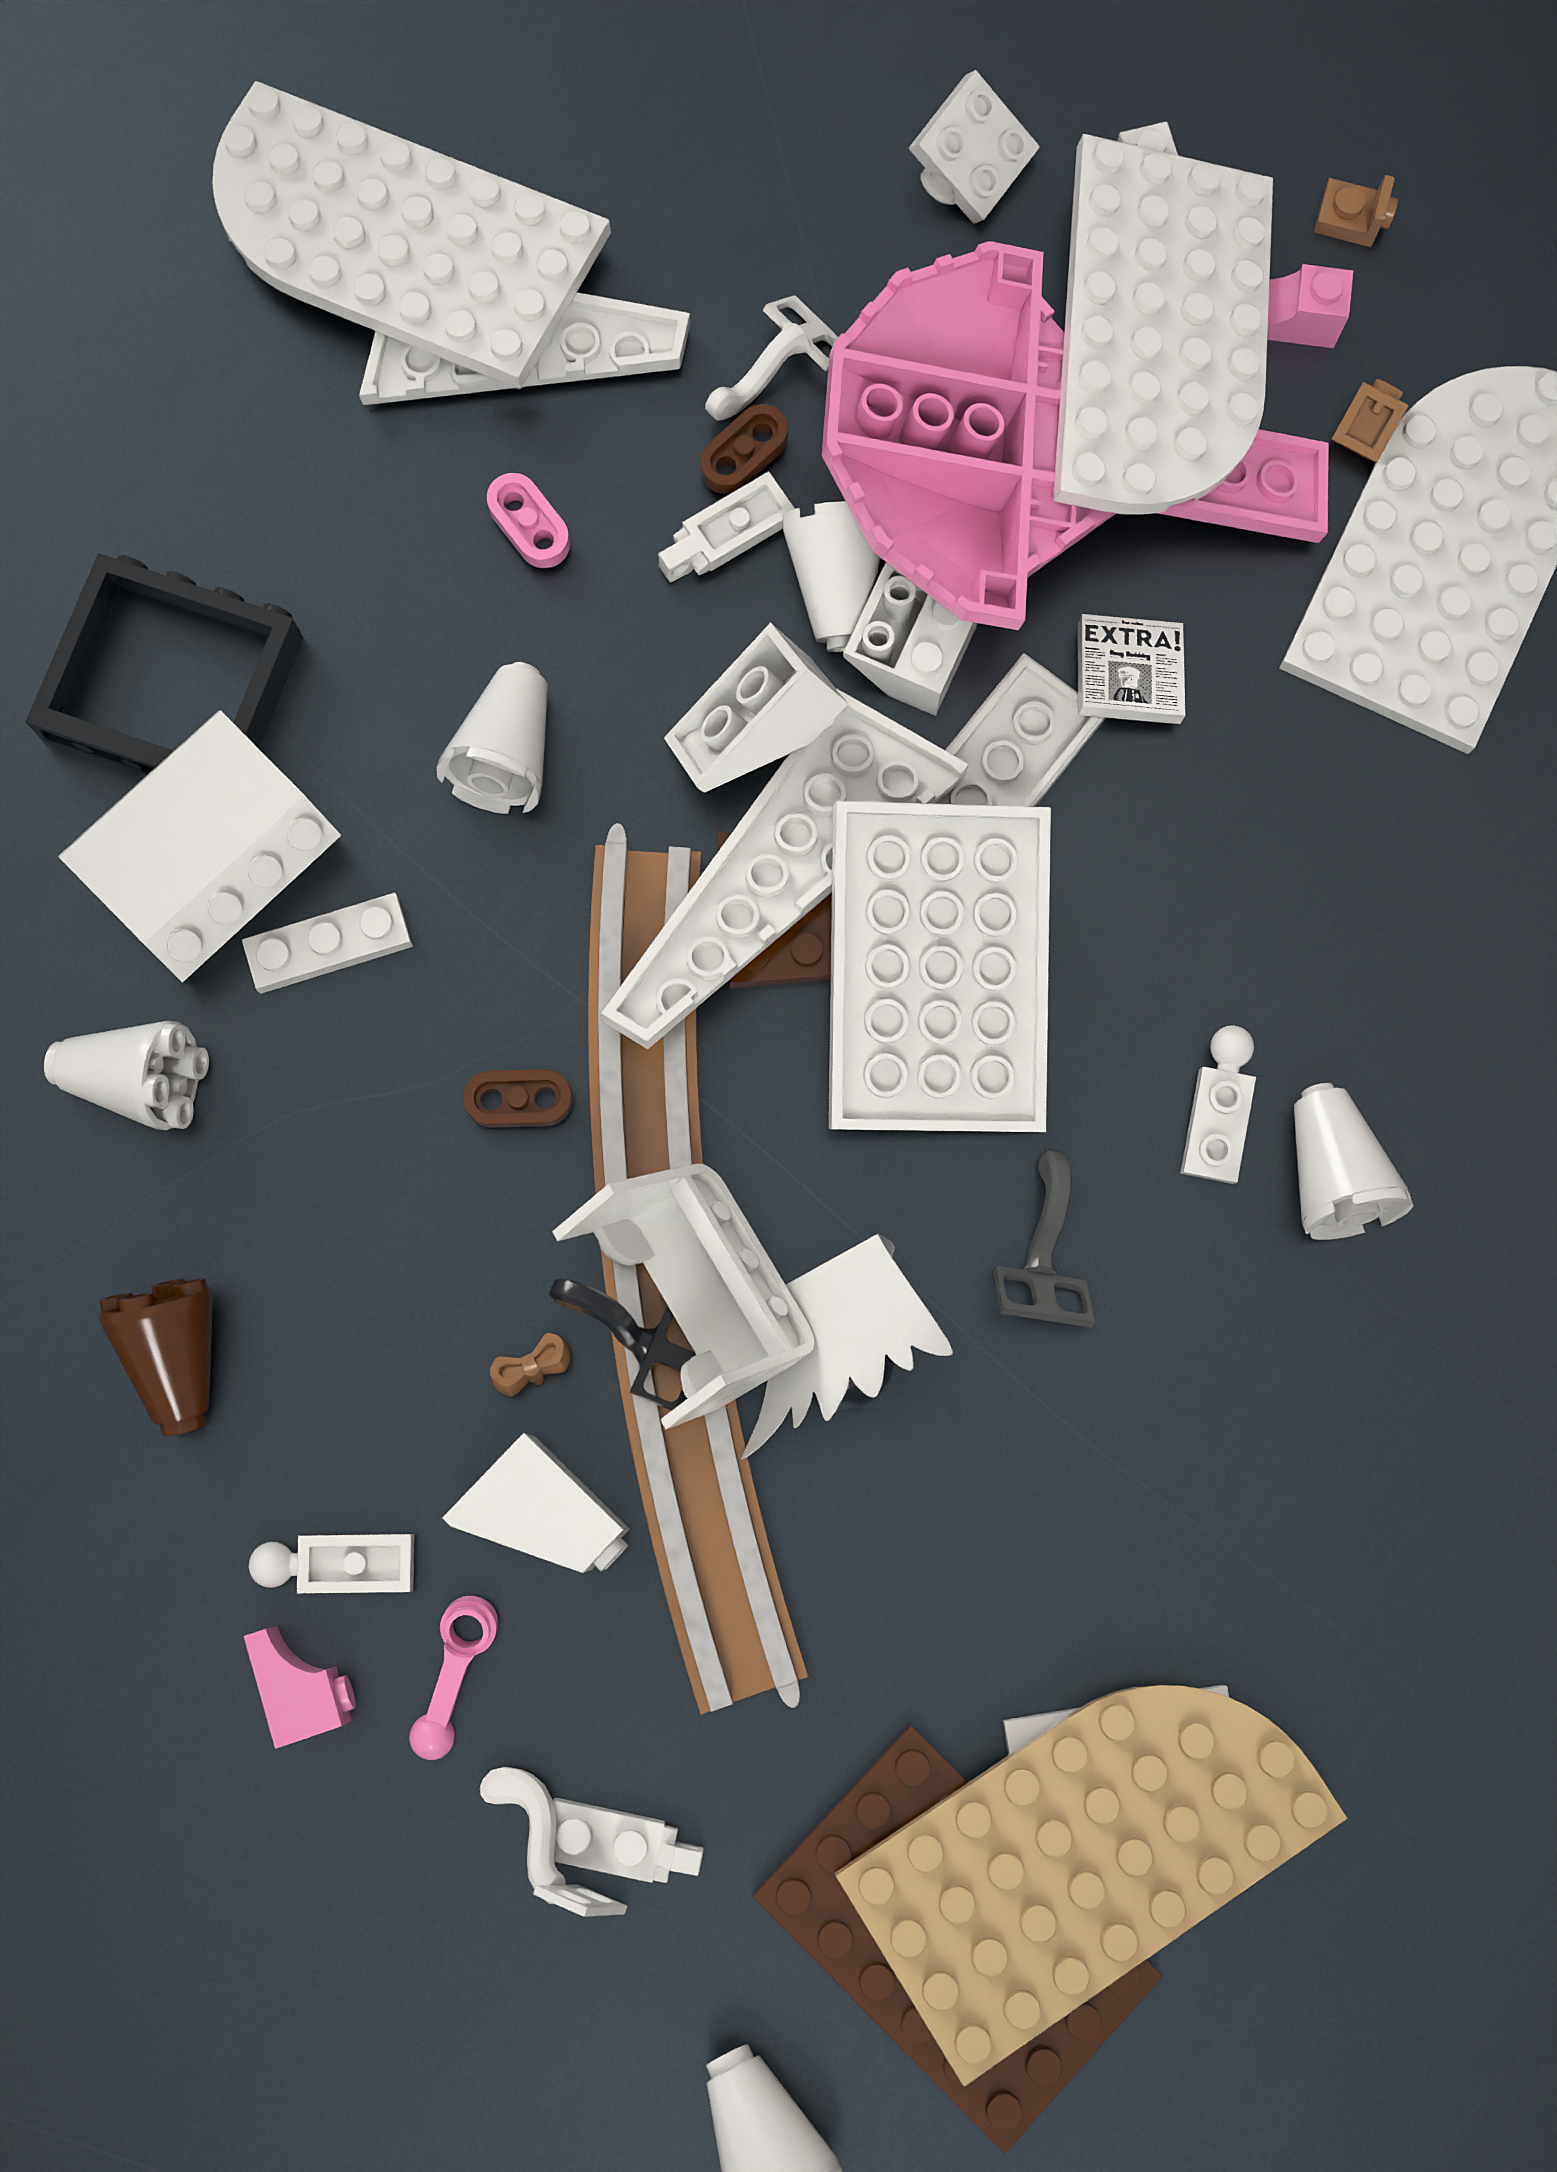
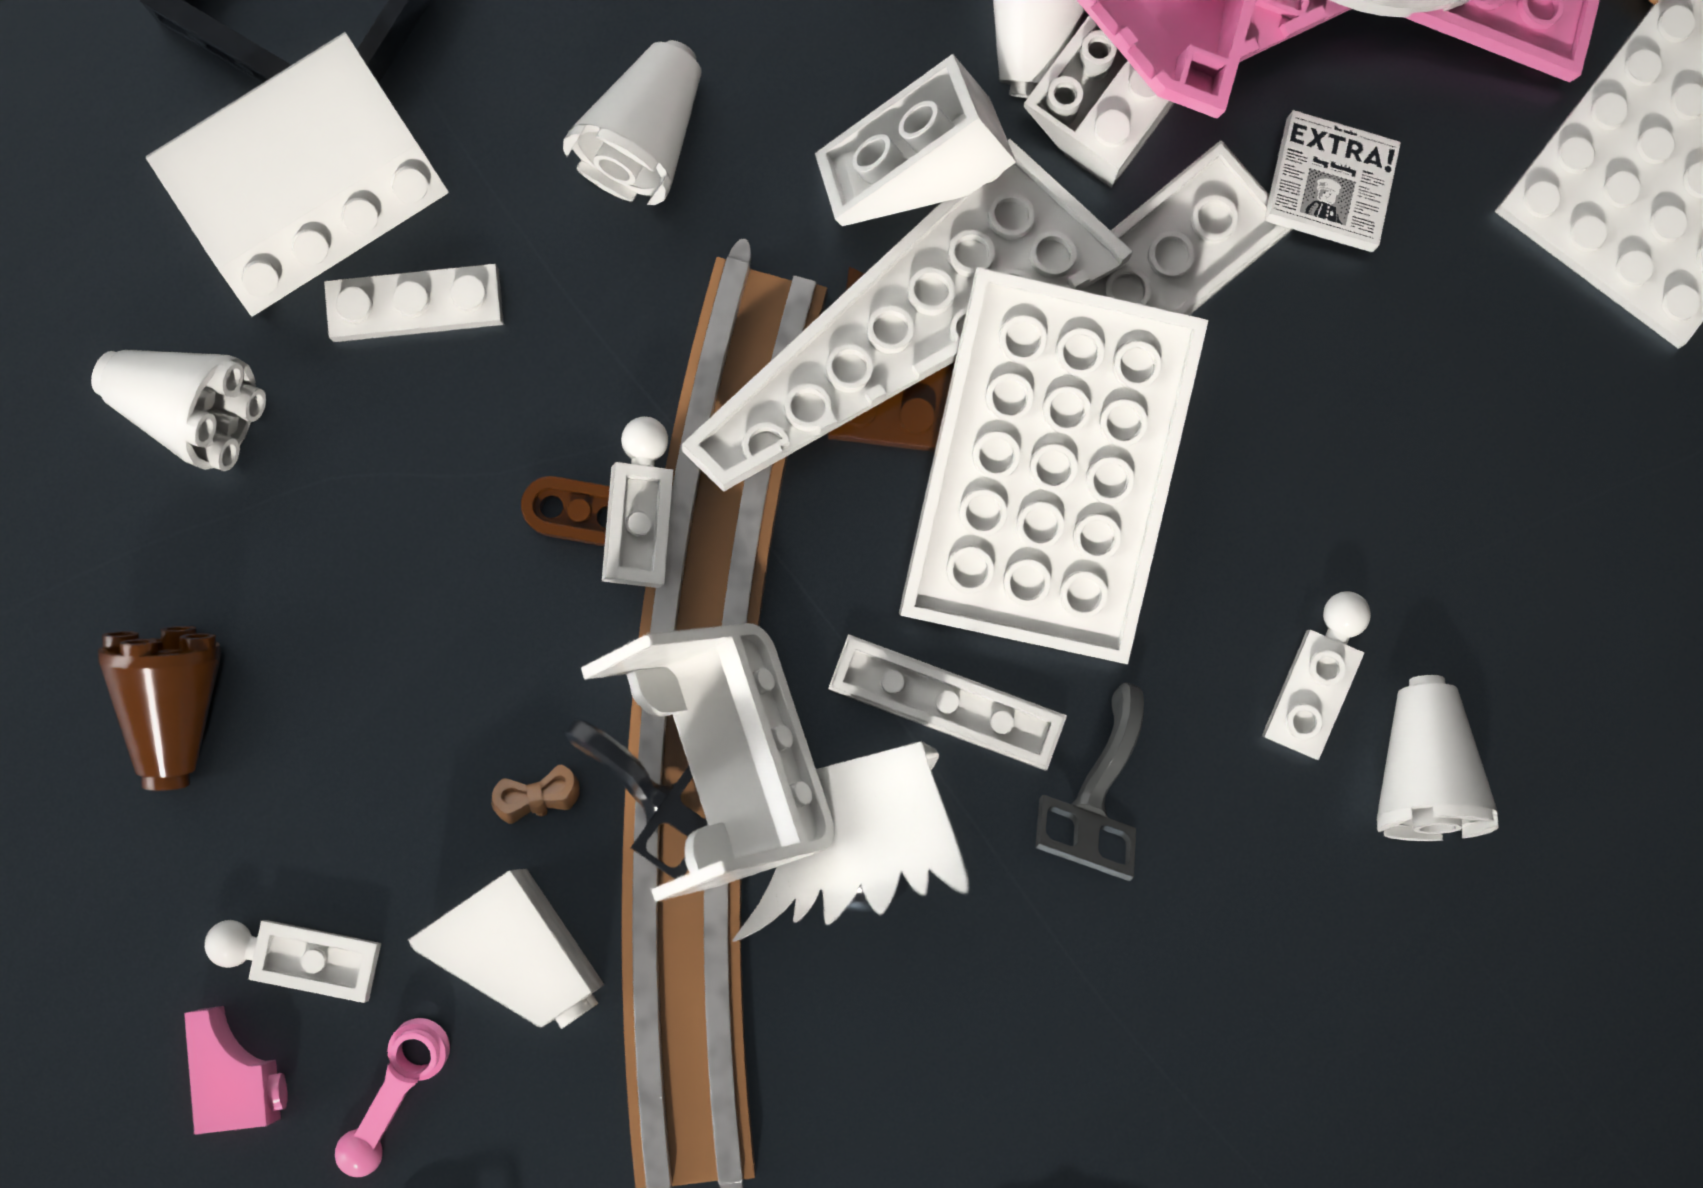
camera: 15 degrees right, 5 degrees up
(572, 1083) = (639, 508): none -> white plate
(890, 1202) = (947, 702): none -> white tile

